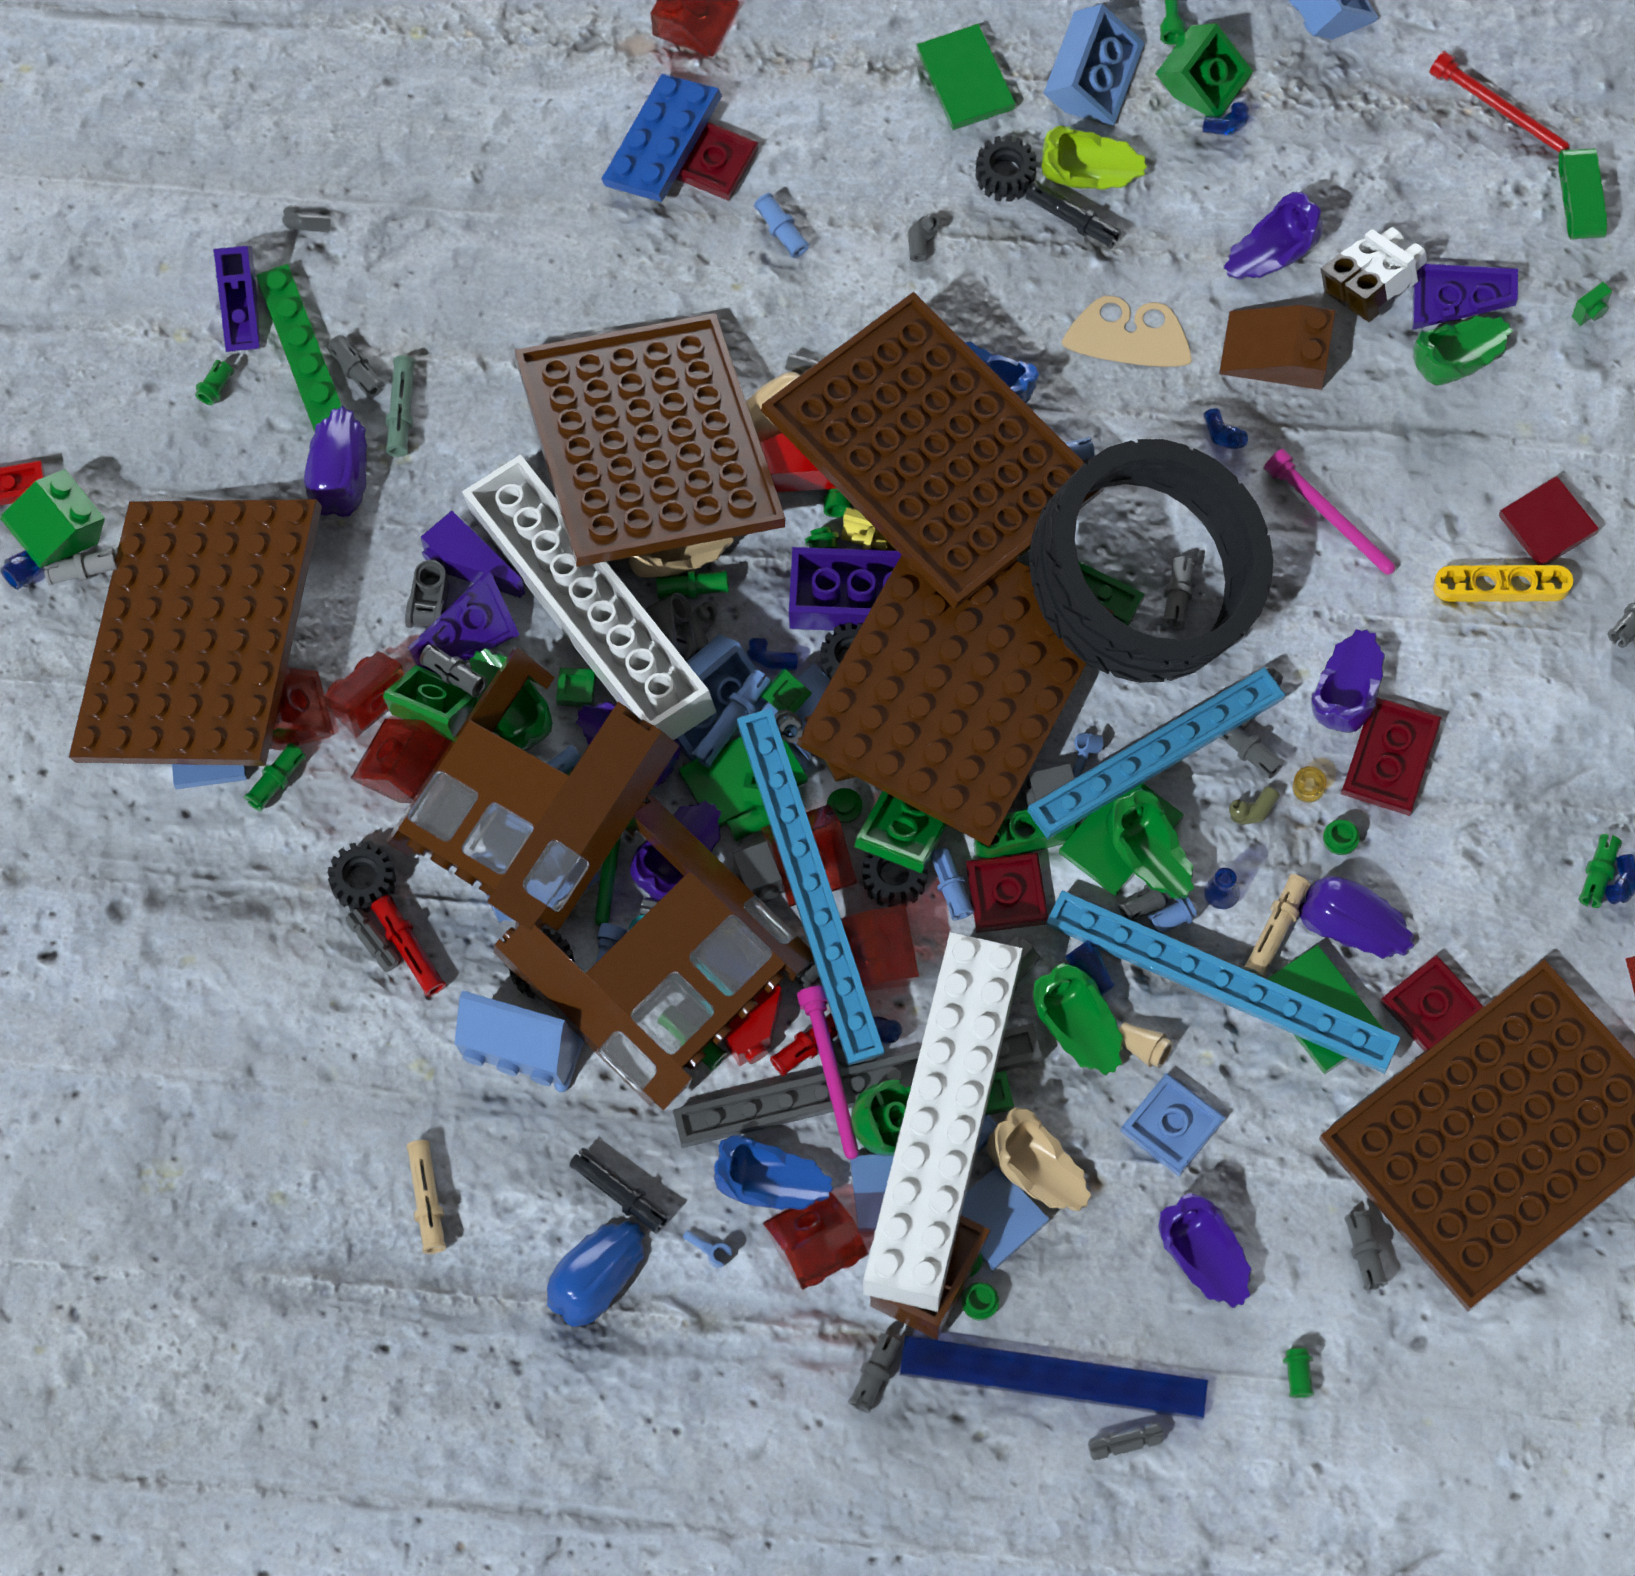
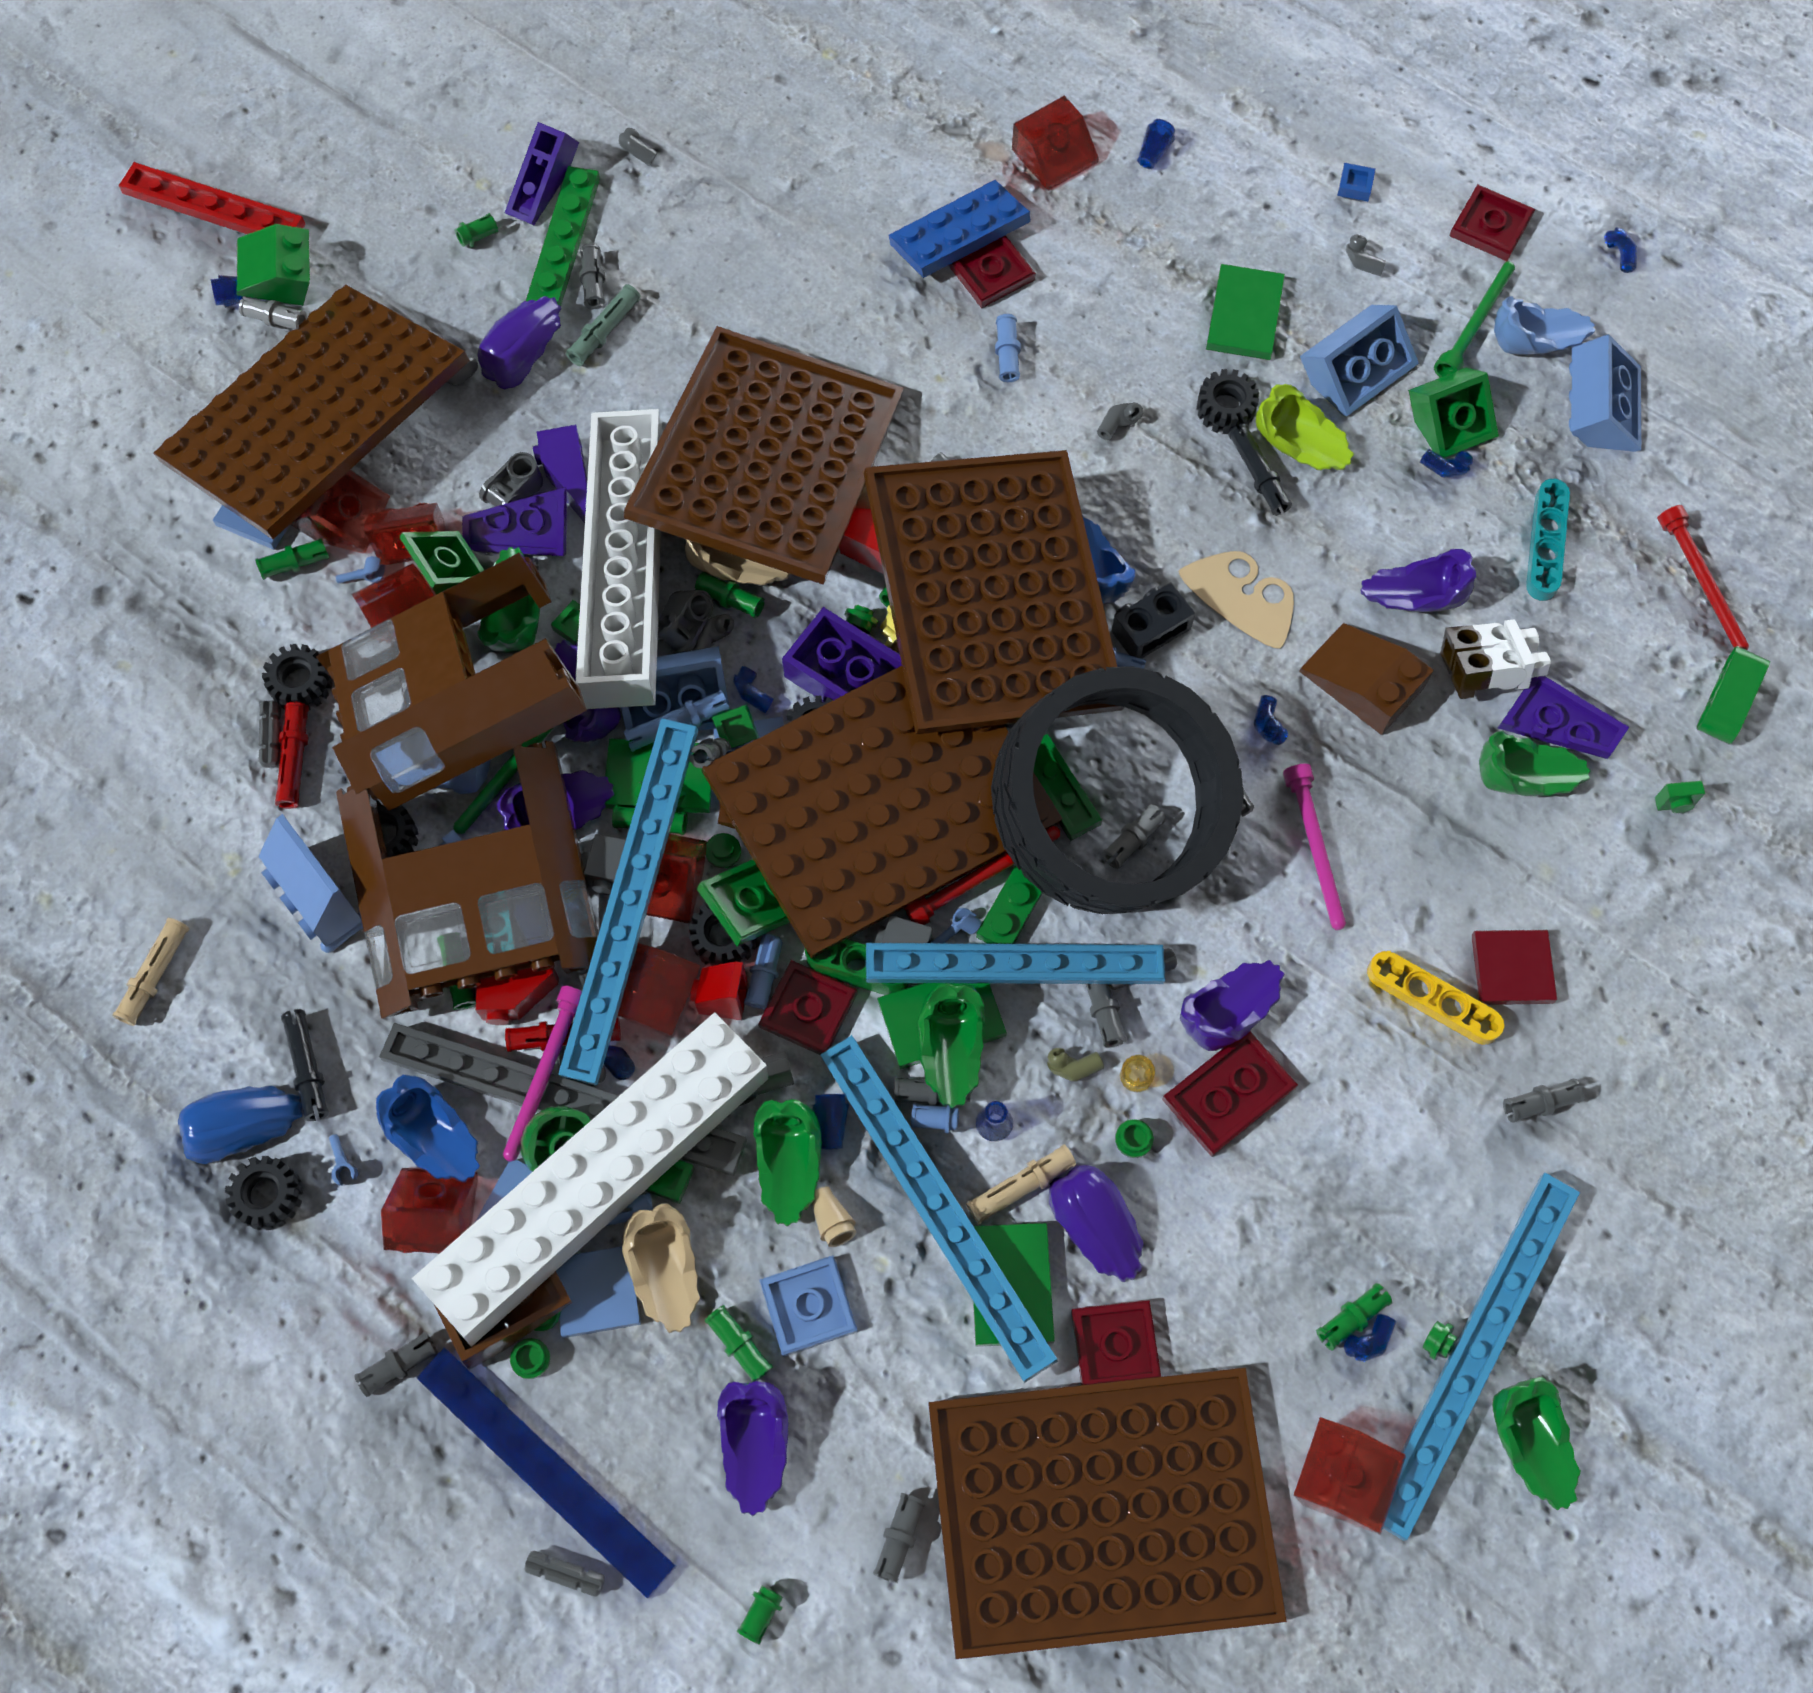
camera: 30 degrees right, 0 degrees up
(355, 747) = (372, 571): none -> medium blue hand
(453, 670) = (479, 548): dark grey pin -> none
(664, 1333) = (248, 1177): none -> black tyre
(932, 917) = (721, 990): none -> red slope
(1048, 754) = (924, 908): none -> red piece
(1078, 402) = (1157, 627): none -> black brick
(1117, 712) = (1009, 910): none -> green plate
(1139, 1185) = (738, 1343): none -> green pin
(1348, 142) = (1544, 538): none -> teal beam

